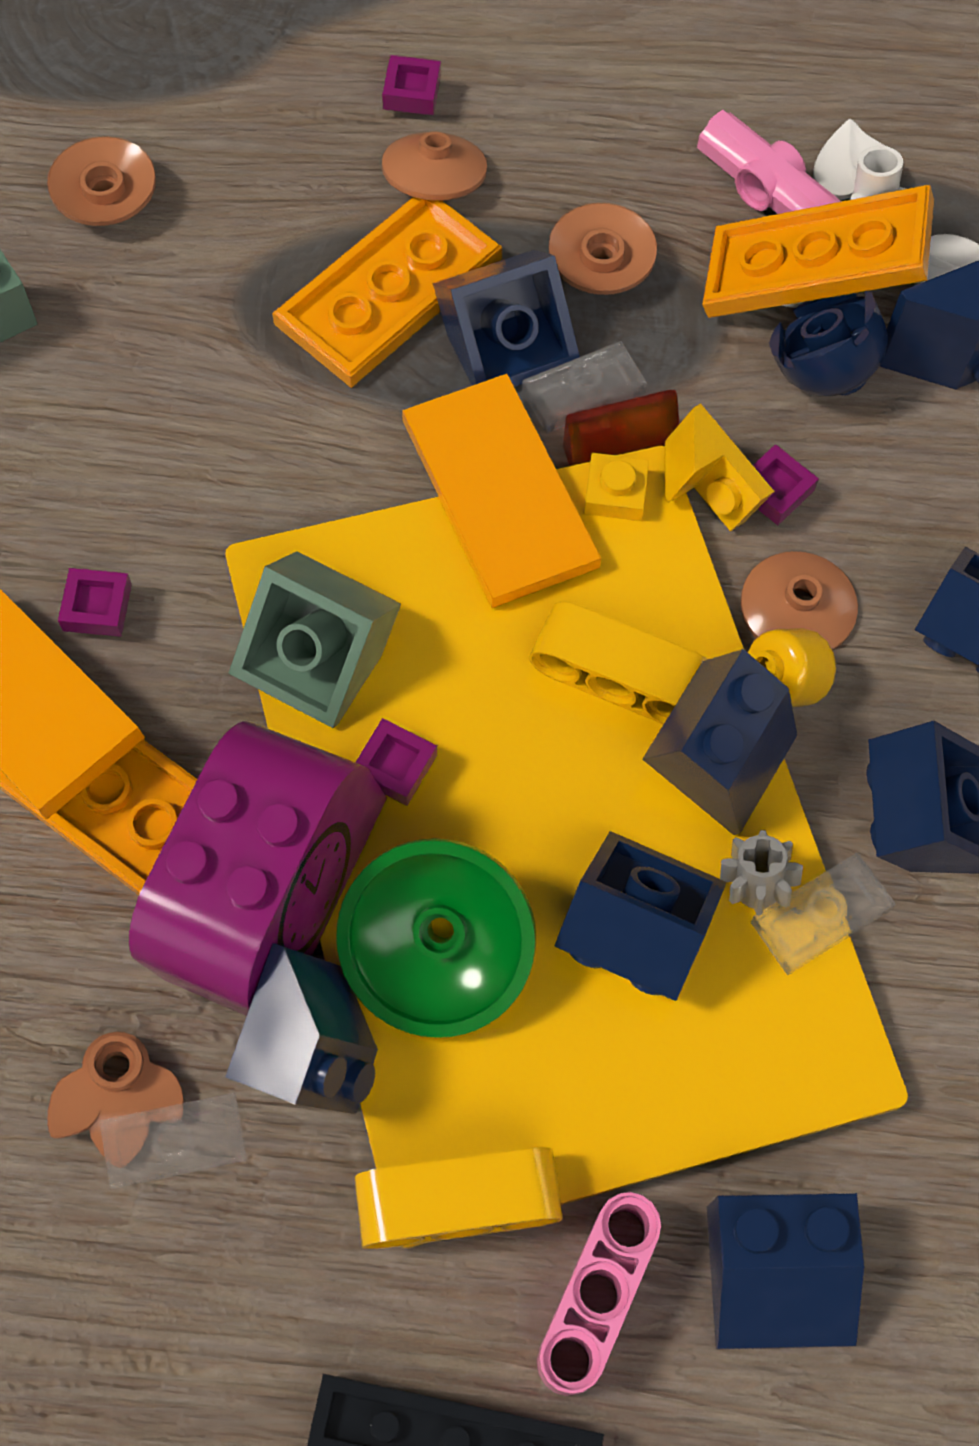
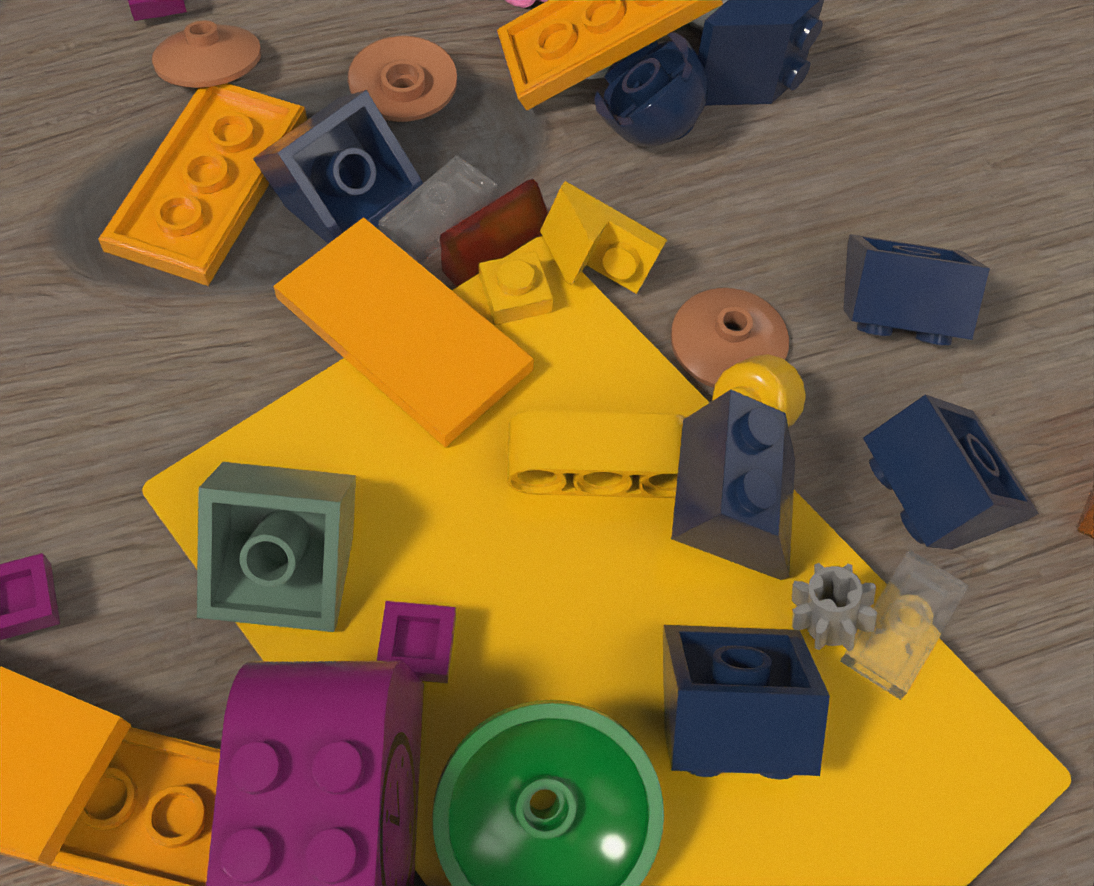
camera: 25 degrees left, 5 degrees down
(788, 480) = (671, 224): magenta plate -> none

